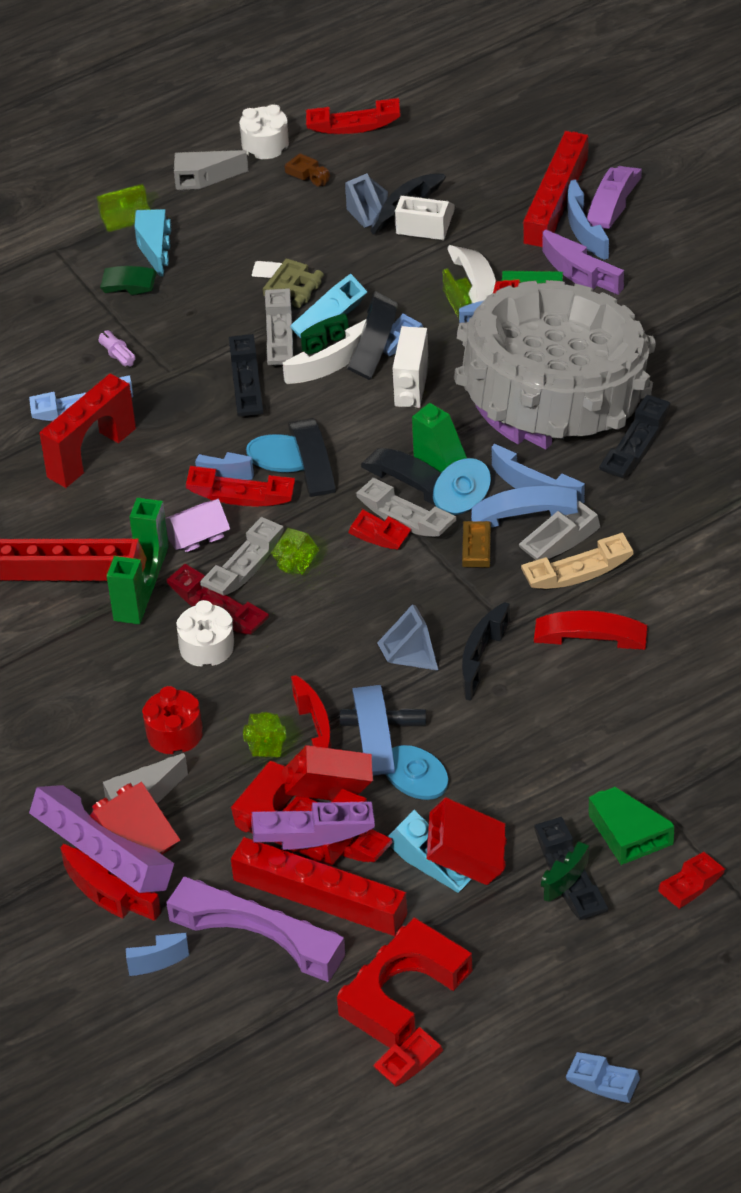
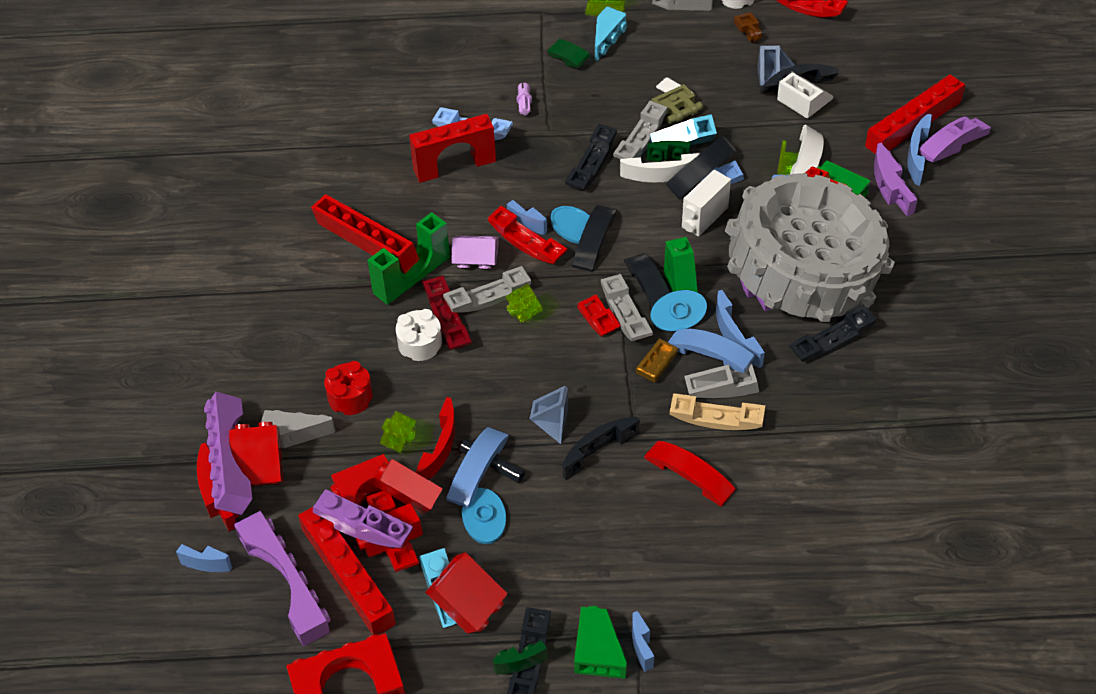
camera: 30 degrees right, 5 degrees up
(660, 797) = (640, 639): none -> medium blue slope

